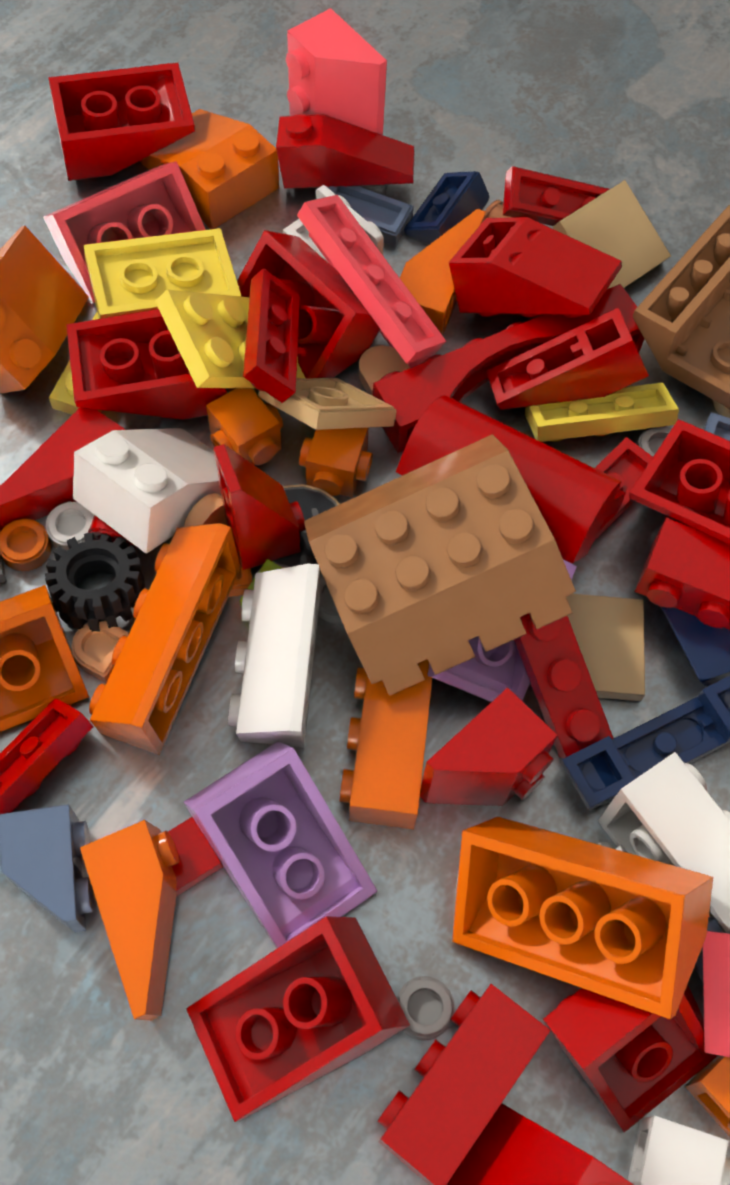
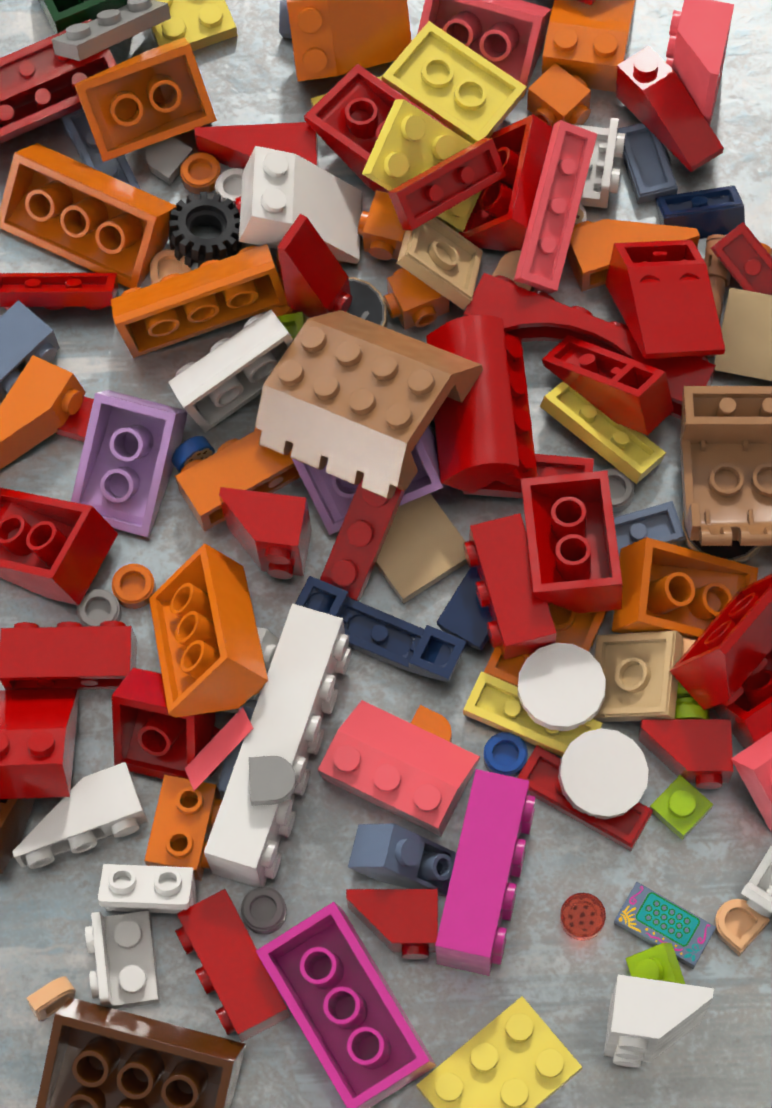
camera: 60 degrees right, 5 degrees up
(247, 216) = (559, 97): none -> orange brick
(329, 773) = (191, 449): none -> blue tile
(423, 947) = (133, 586): none -> orange tile

